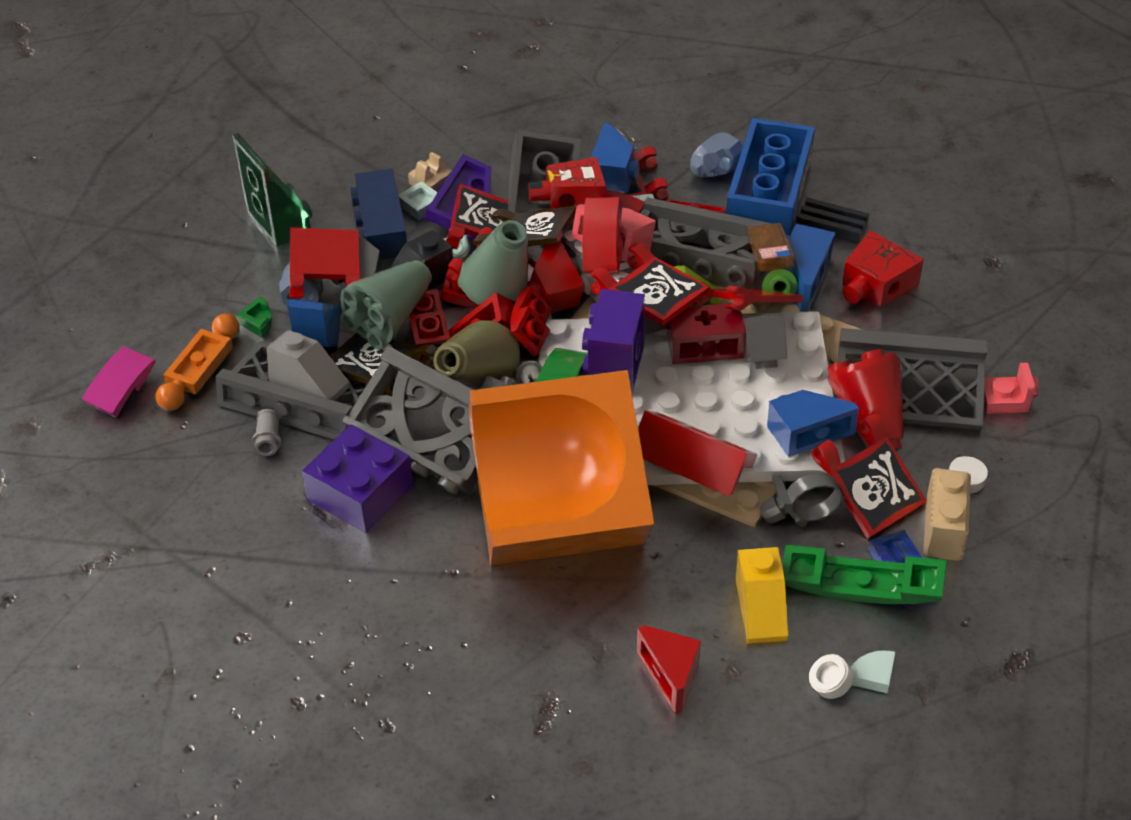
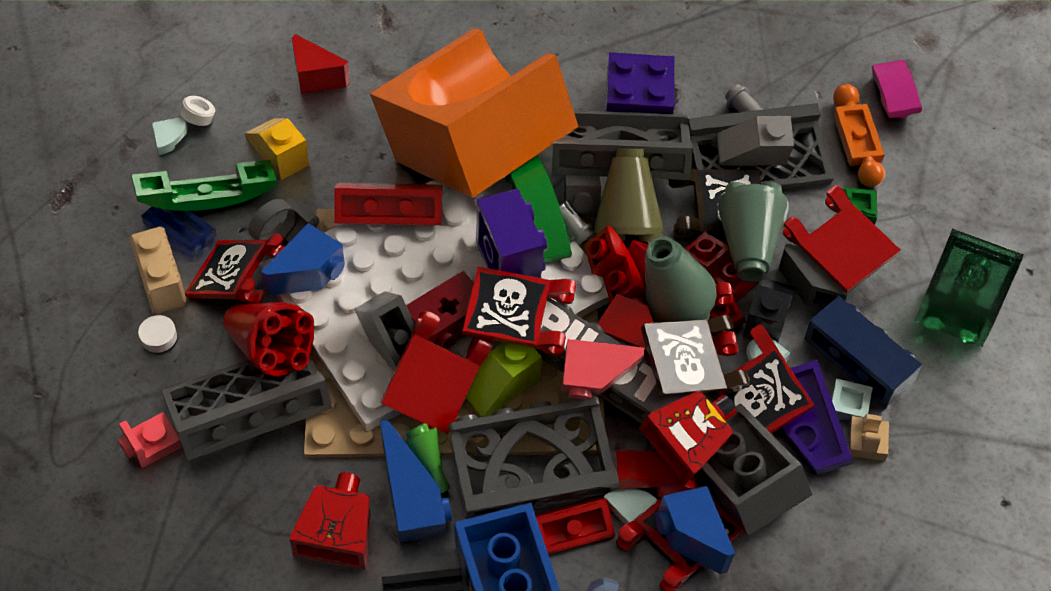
camera: 145 degrees right, 10 degrees up
(316, 321) = (795, 173): blue slope -> none
(601, 234) = (596, 326): red slope -> none
(770, 246) = (449, 458): clear orange tile -> none

